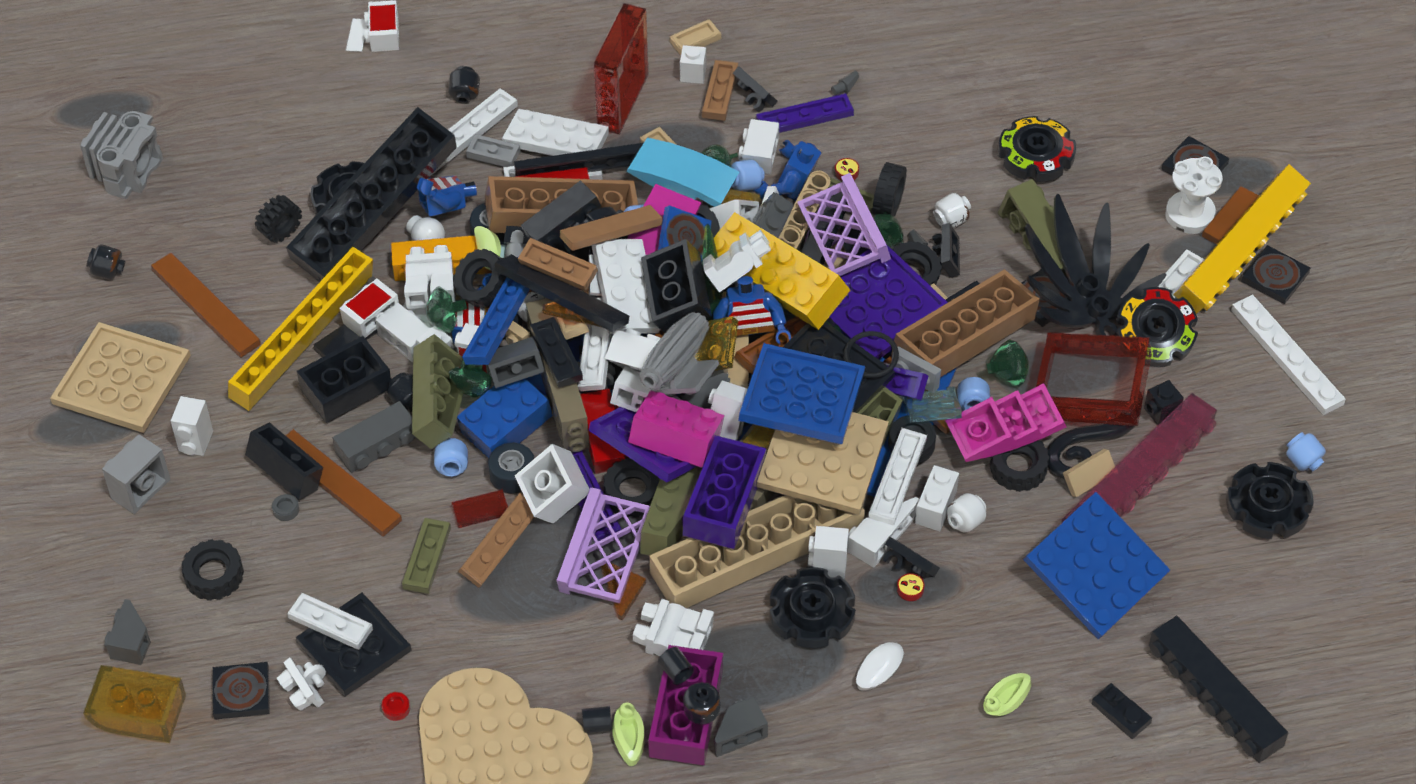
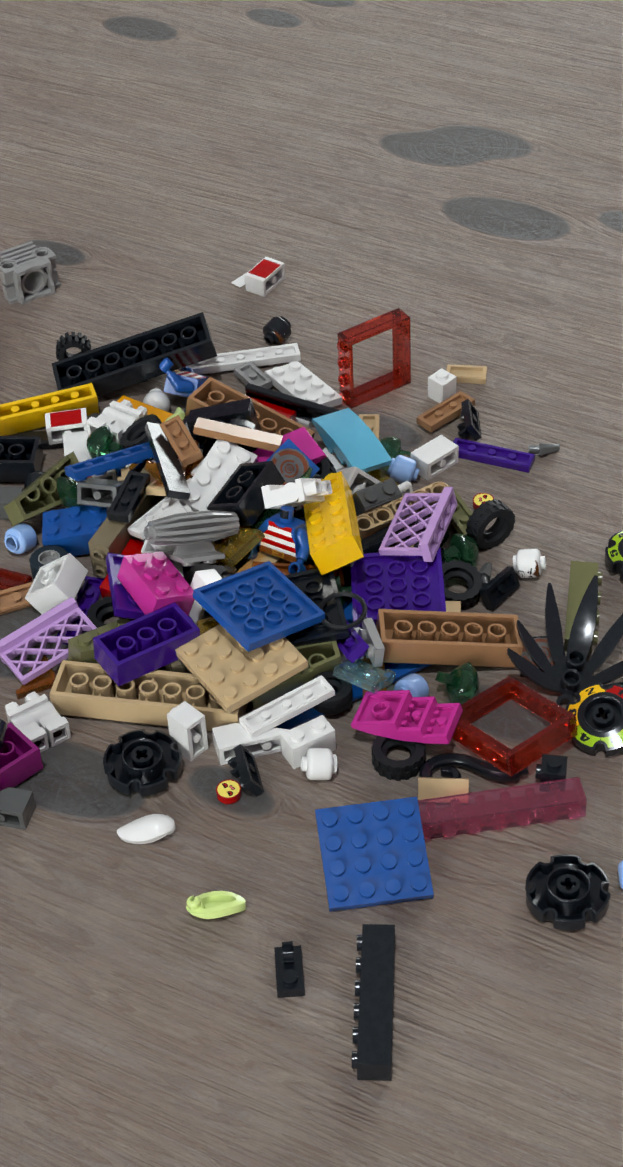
camera: 40 degrees right, 10 degrees down
(801, 164) = (445, 471): blue torso -> none

